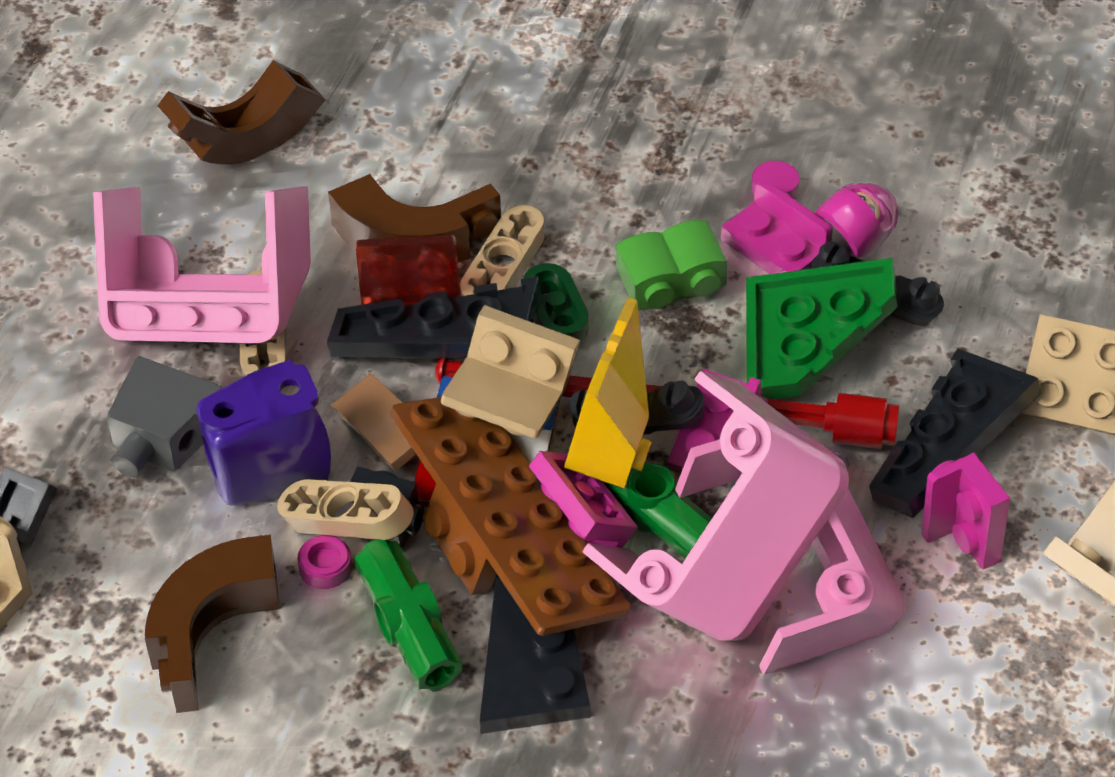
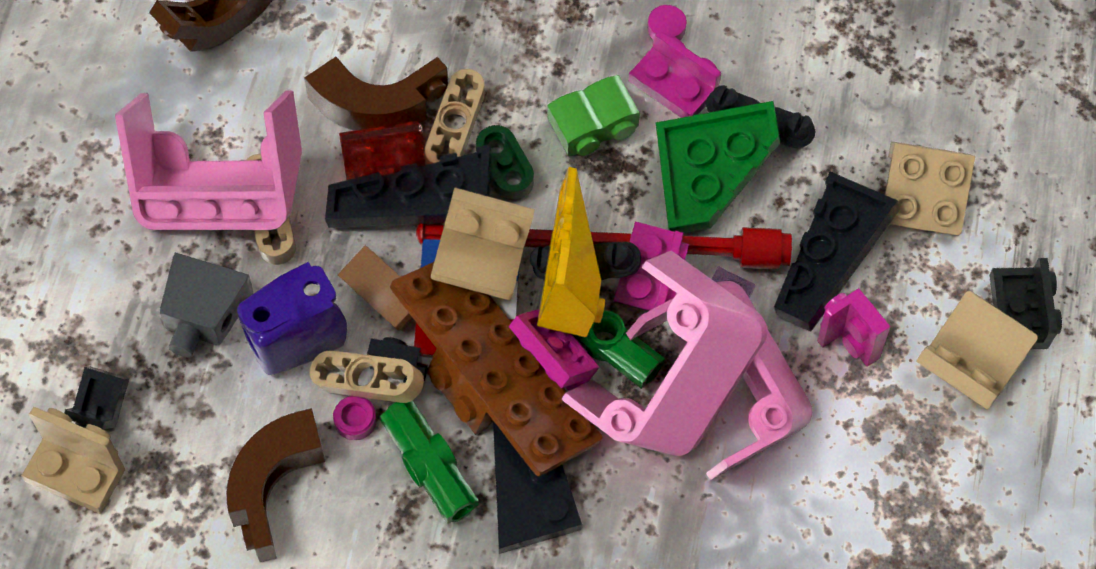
camera: 10 degrees left, 15 degrees up
(862, 215) = (742, 58): dark pink piece -> none

